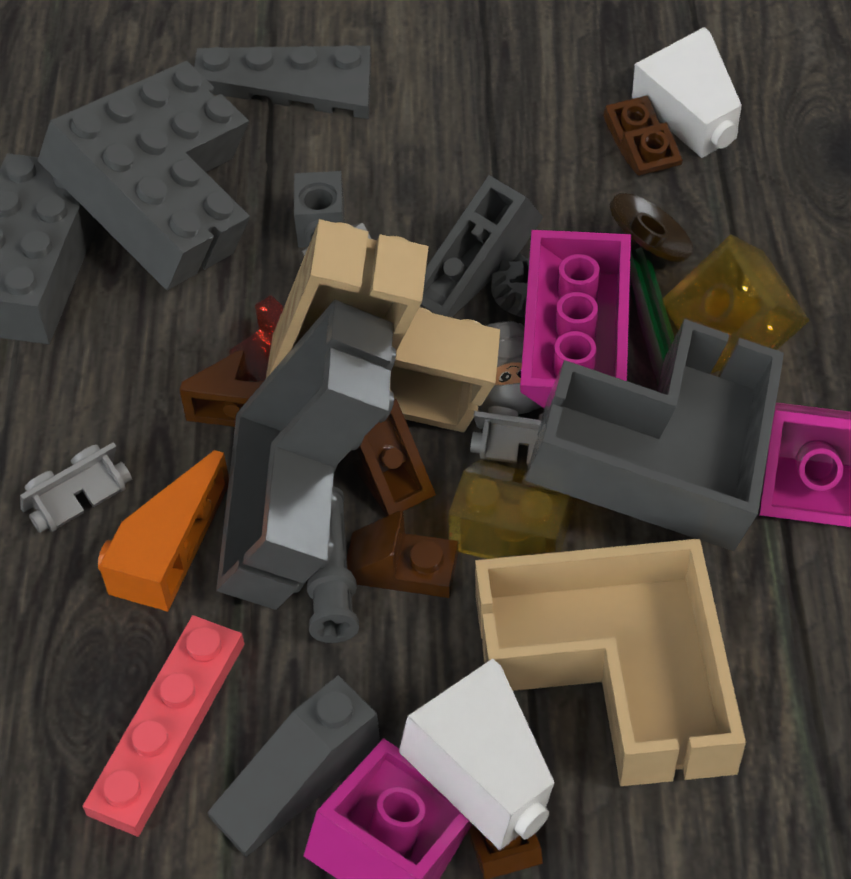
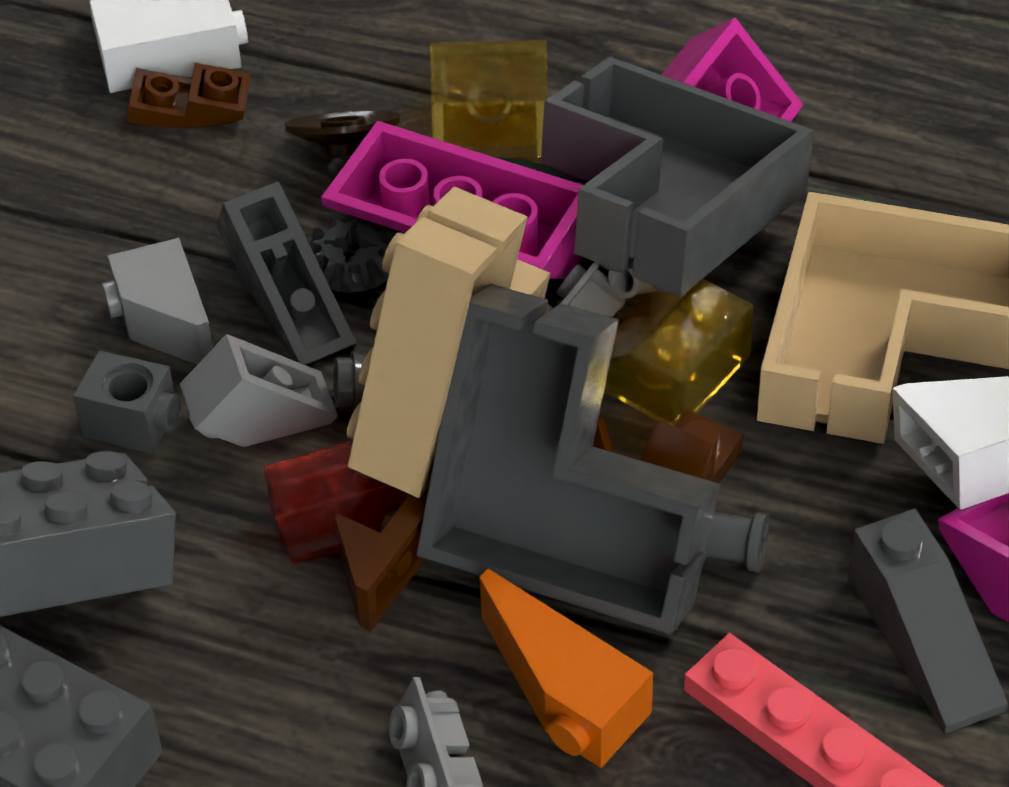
camera: 70 degrees left, 5 degrees down
(425, 192) = (159, 300): none -> light grey slope

